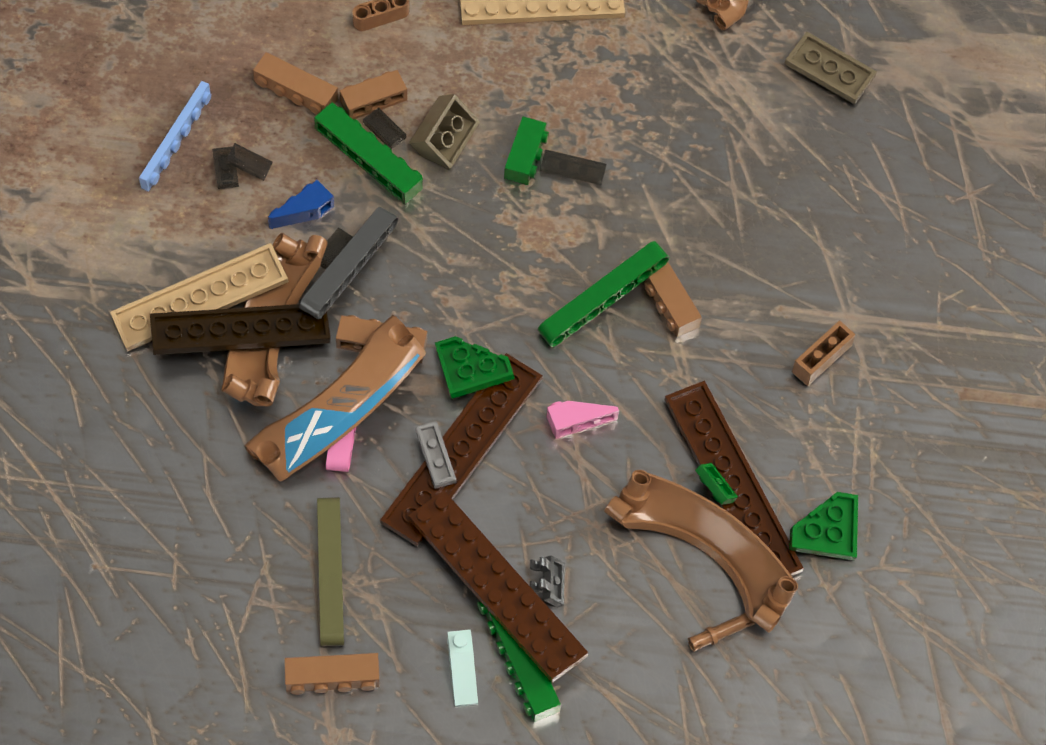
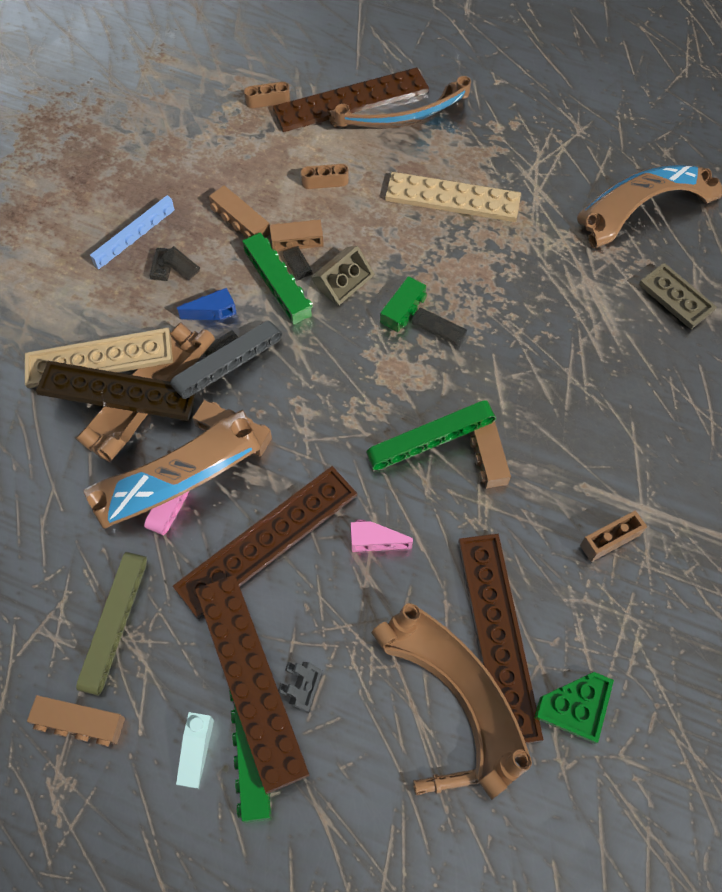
camera: 20 degrees right, 0 degrees up
(435, 454) = (240, 540): light grey tile -> none
(471, 366) = (297, 470): green plate -> none
(716, 483) = (481, 634): green plate -> none

